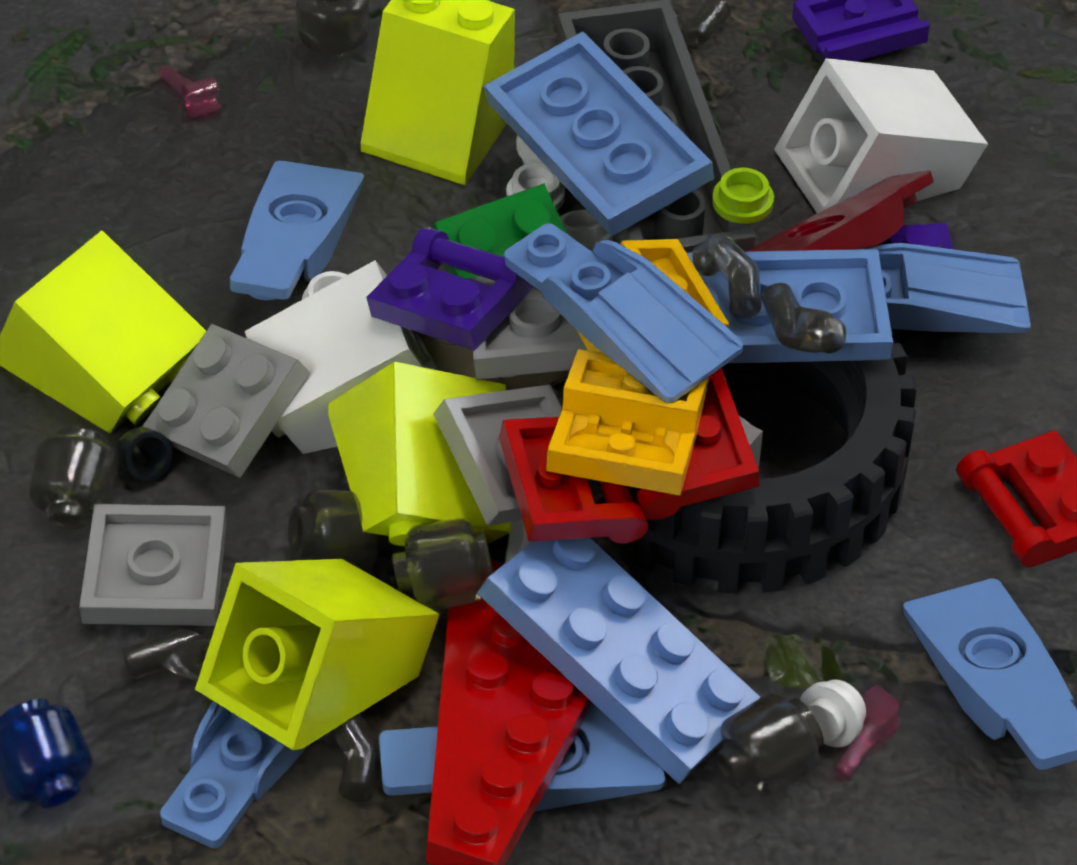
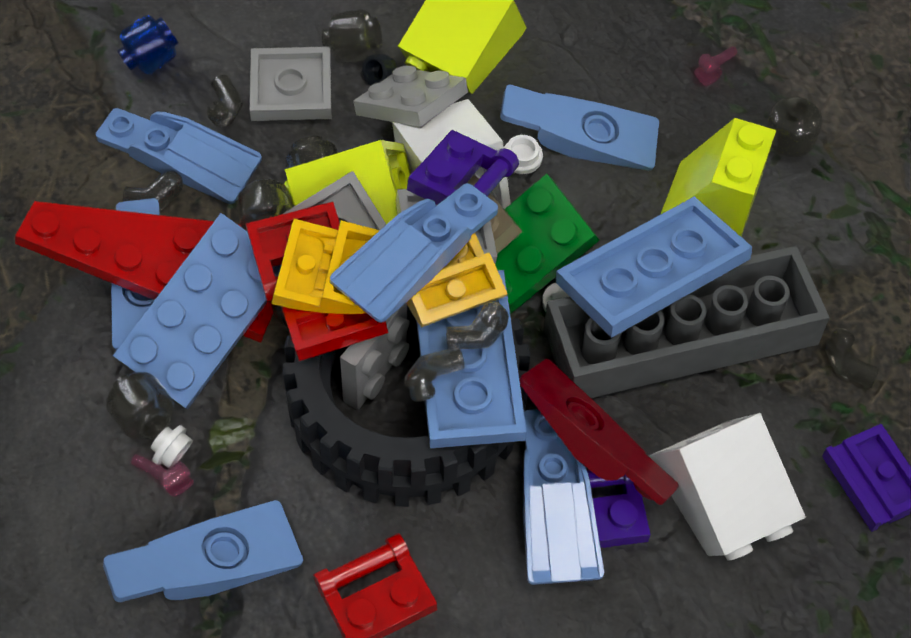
camera: 85 degrees right, 10 degrees up
(311, 646) = (208, 152): neon yellow slope -> none
(743, 196) = (601, 361): lime plate -> none

